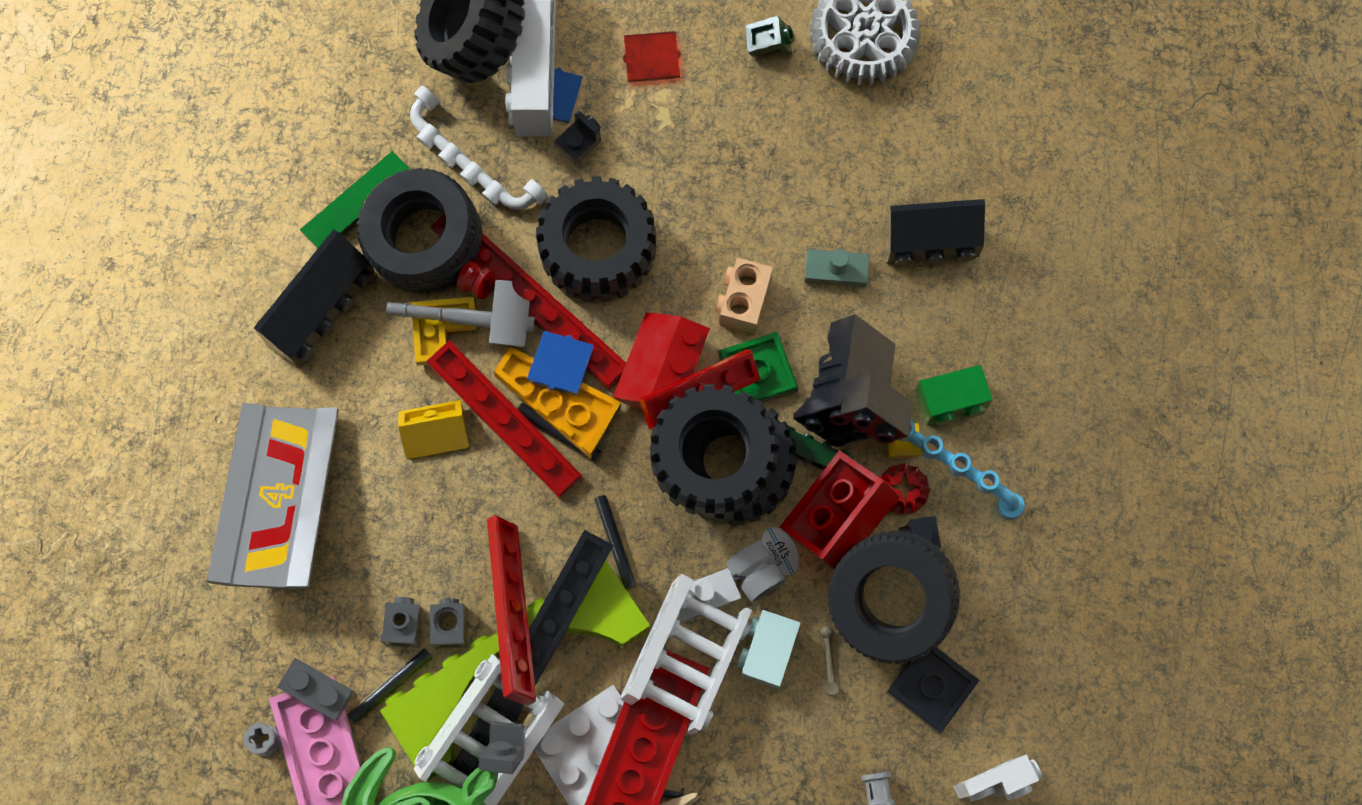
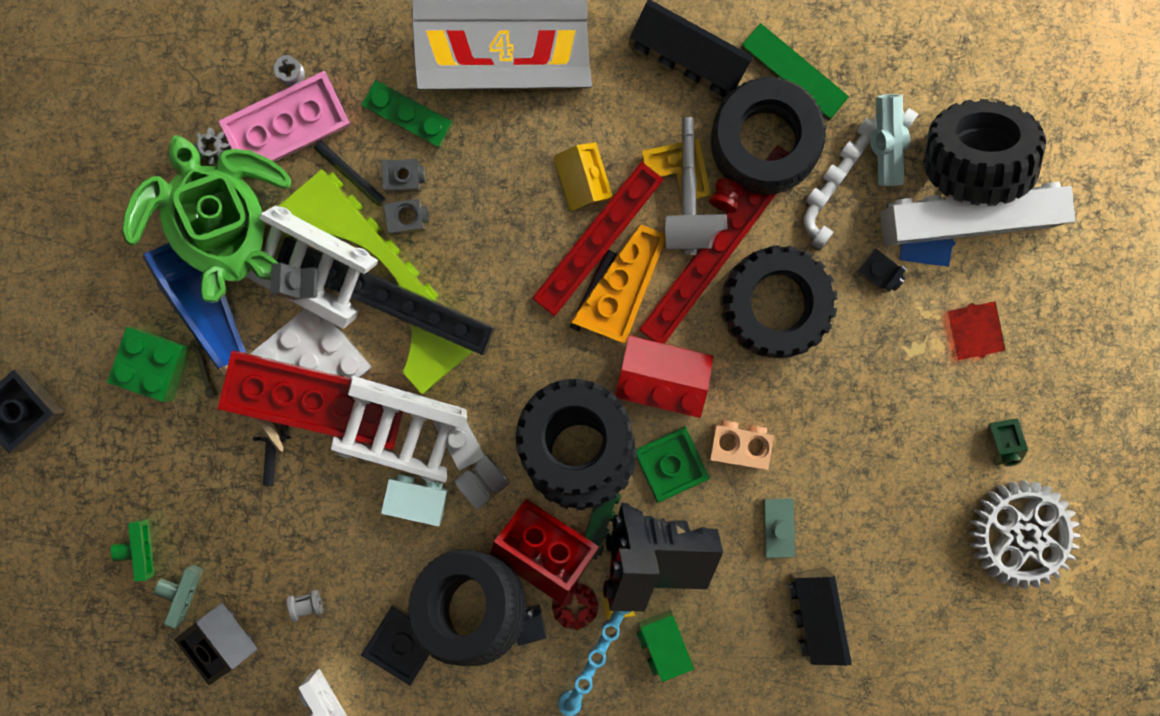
camera: 85 degrees right, 15 degrees up
(315, 689) = (335, 110): dark grey plate -> none
(333, 613) = (407, 114): none -> green plate
(443, 113) = (890, 139): none -> light aqua piece
(511, 611) = (417, 271): red tile -> none
(560, 363) = (655, 283): blue piece -> none
(614, 538) = (497, 353): black bar -> none
(734, 371) = (644, 419): red tile -> none
(781, 549) = (507, 500): white sticker -> none
(832, 687) = (390, 556): dark tan hinge -> none

